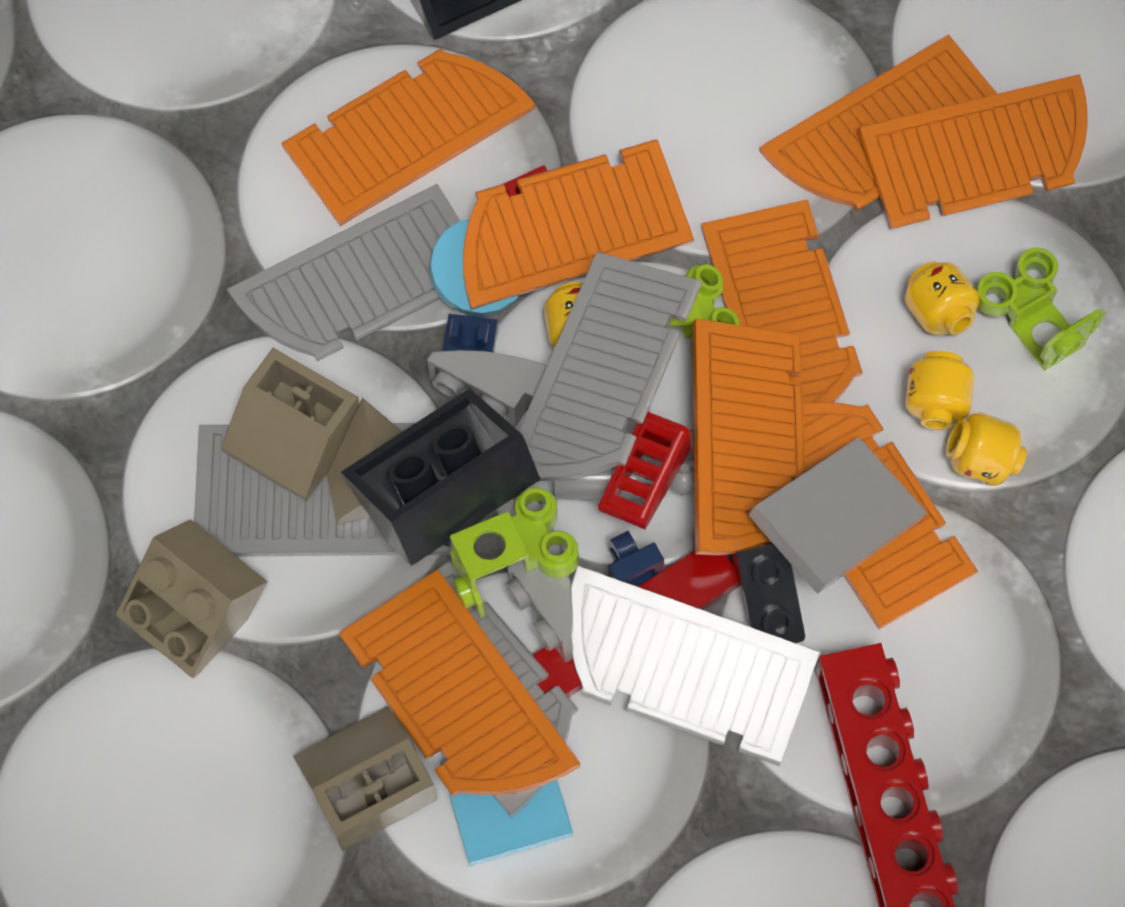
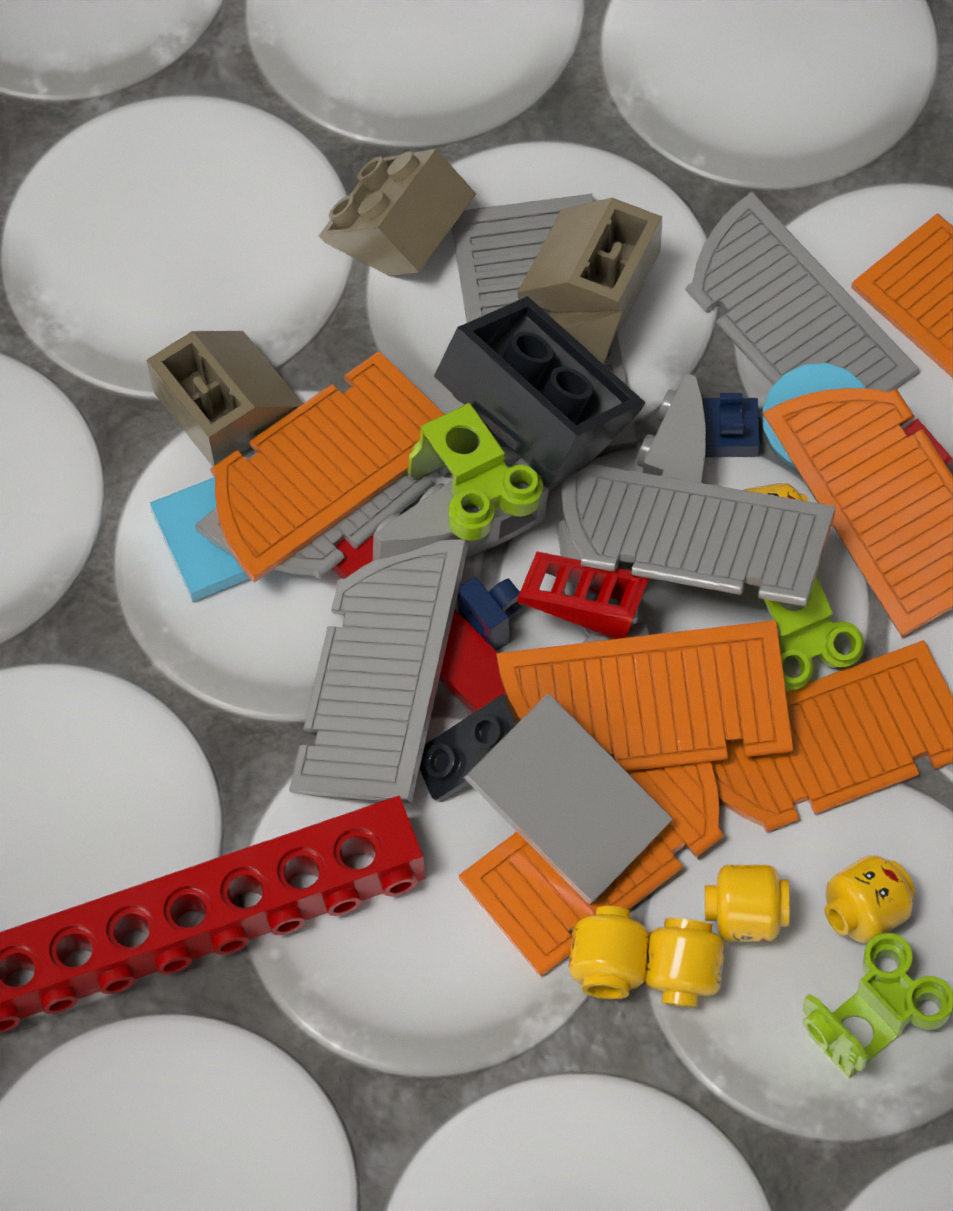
camera: 85 degrees right, 5 degrees down
(976, 505) = (609, 953): none -> yellow head

